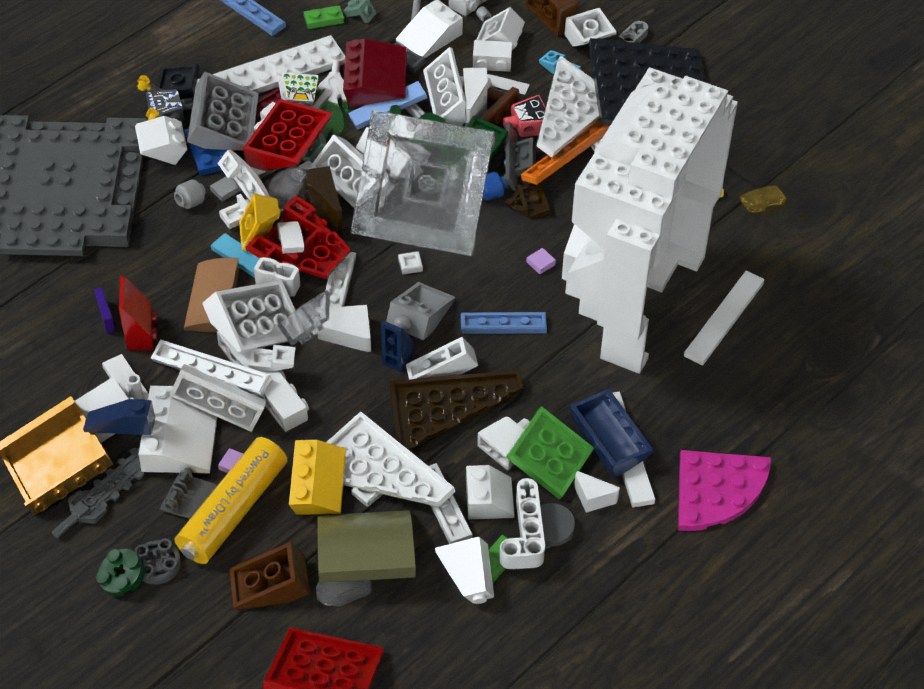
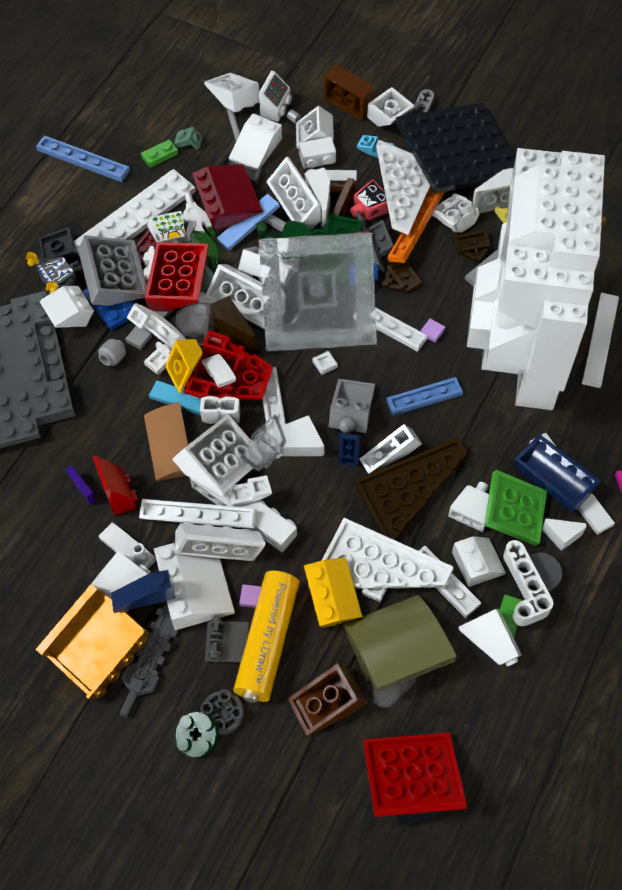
camera: 15 degrees left, 10 degrees up
(502, 249) = (399, 331): none -> white tile

